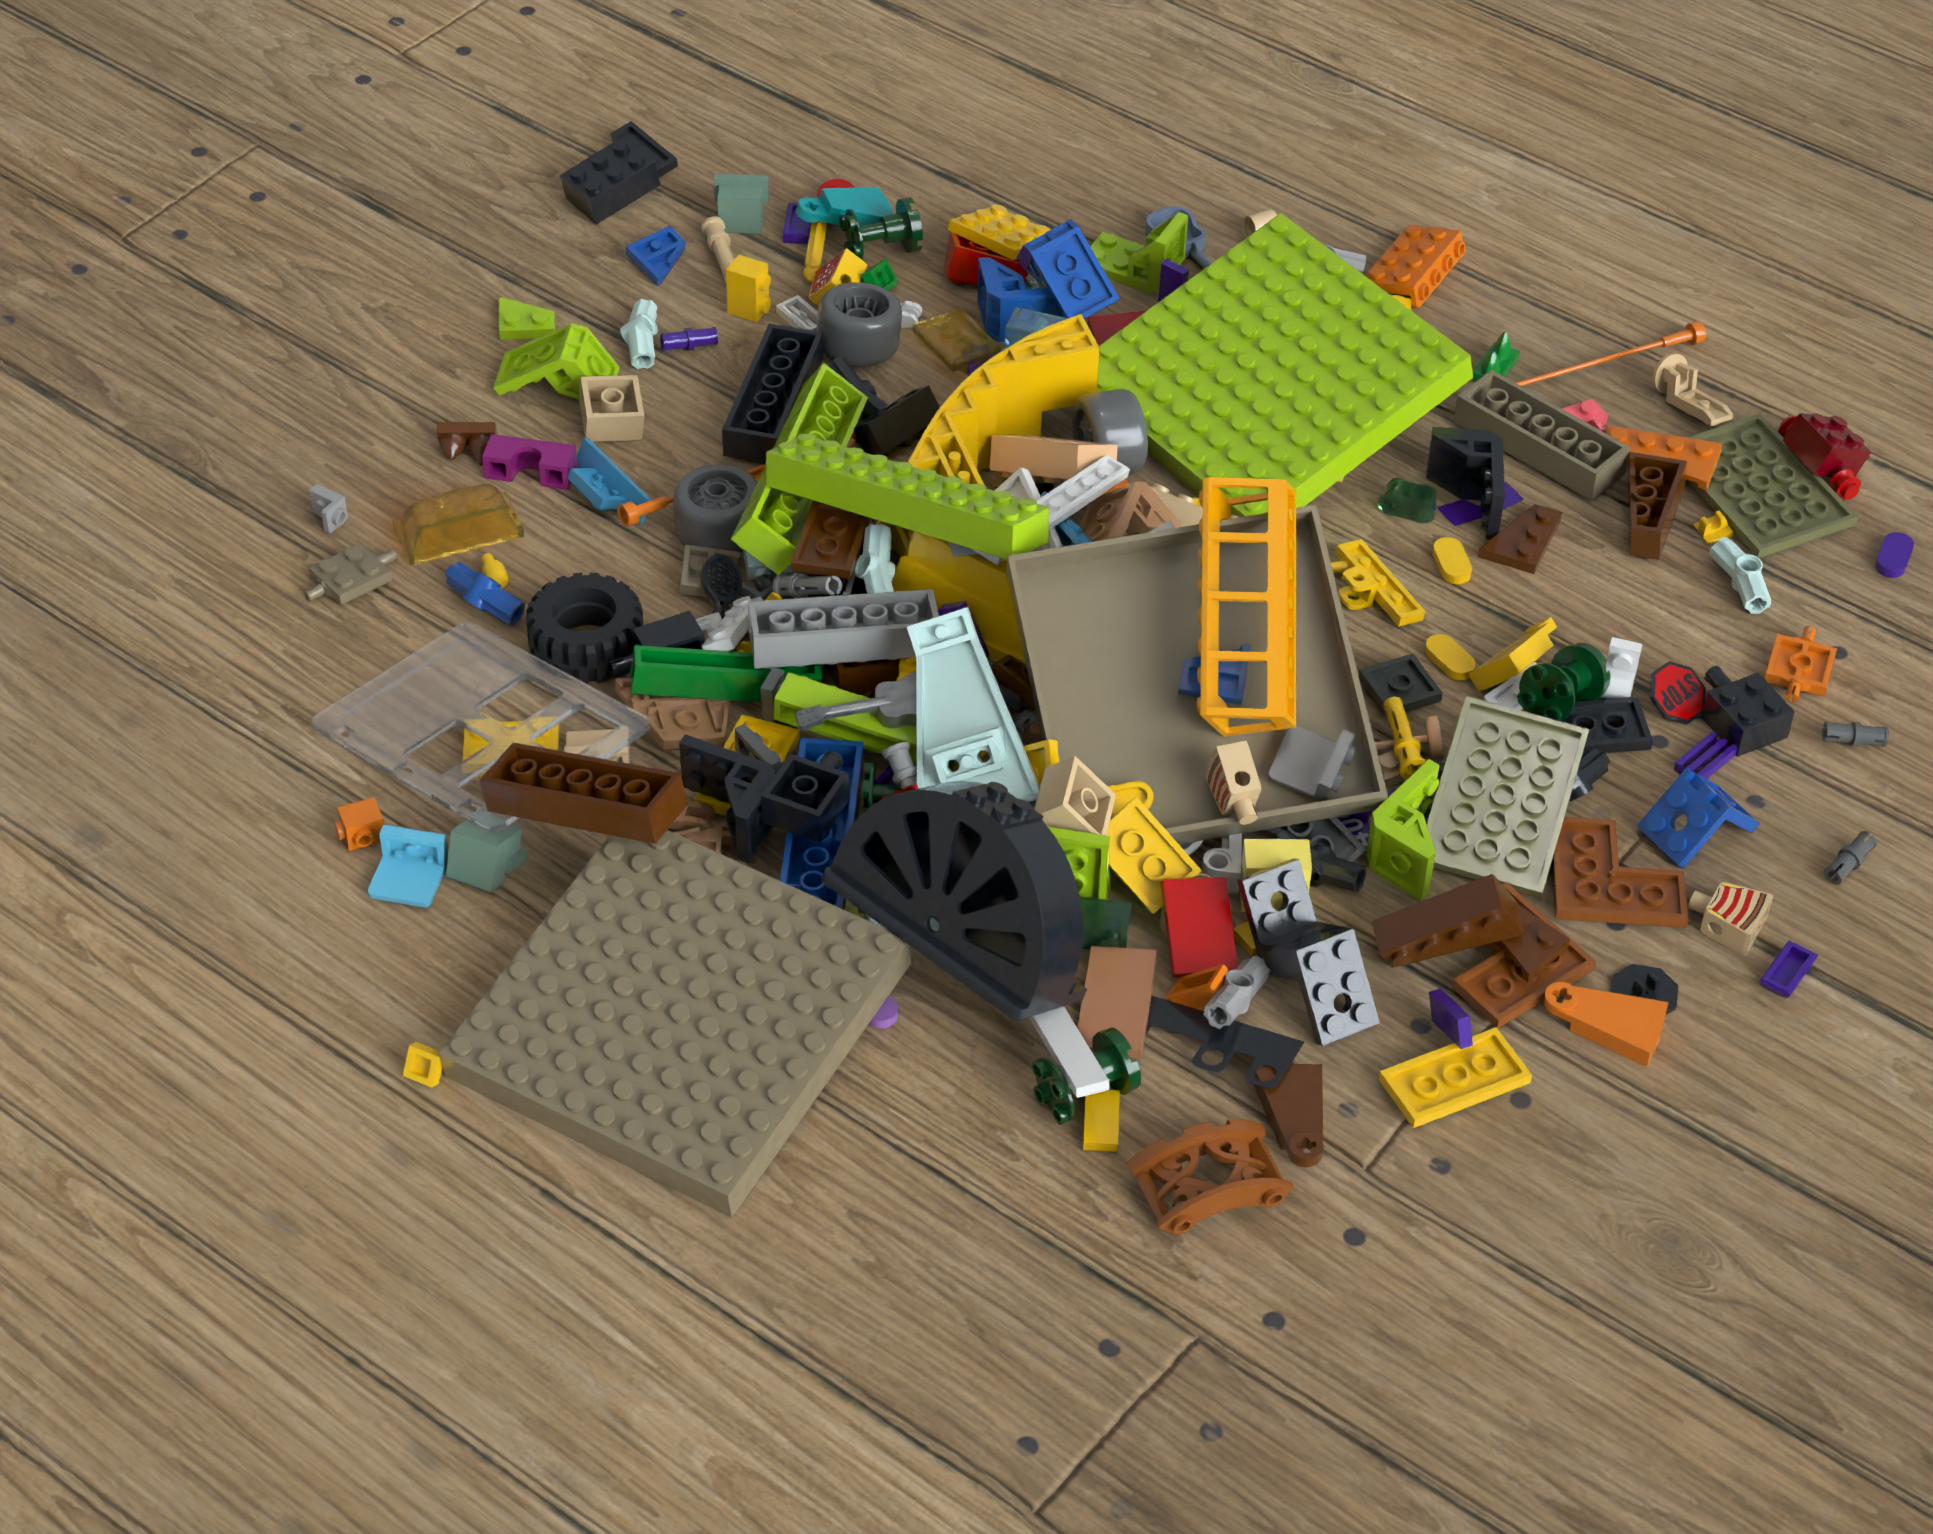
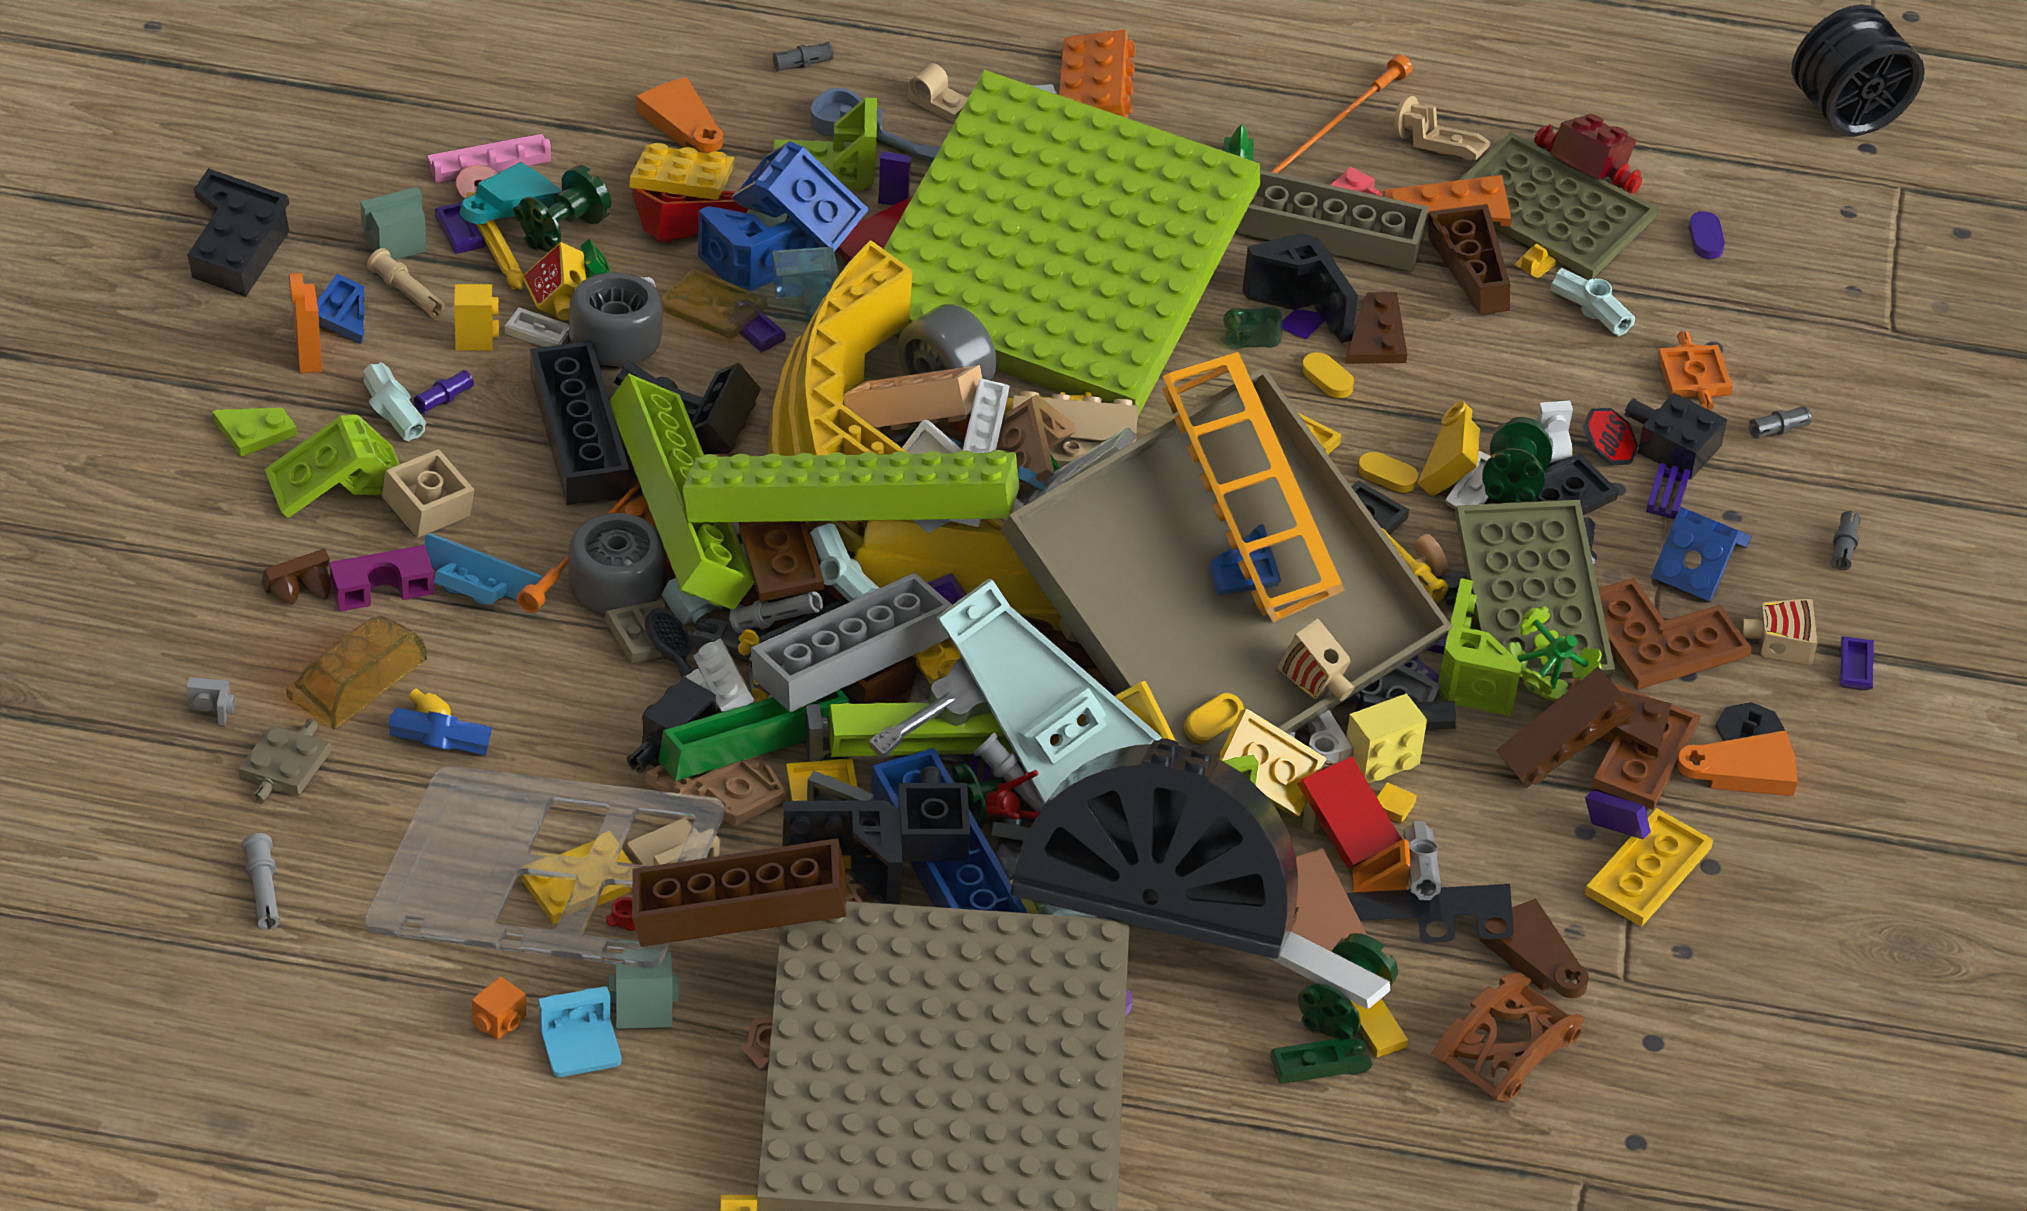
camera: 30 degrees left, 0 degrees up
(264, 649) = (260, 869): none -> light grey pin
(581, 602) = (575, 700): black tyre -> none
(608, 249) = (305, 324): none -> orange piece
(889, 181) = (496, 155): none -> bright pink hinge
(1025, 1131) = (1320, 1060): none -> dark green hinge
(1038, 190) = (680, 115): none -> orange piece
(1074, 798) = (1195, 724): tan brick -> none
(1174, 177) = (803, 56): none -> dark grey pin
(1311, 762) = (1371, 618): dark grey bracket -> none
(1313, 952) = (1464, 798): bracket -> none
(1480, 852) = (1552, 651): none -> lime plant

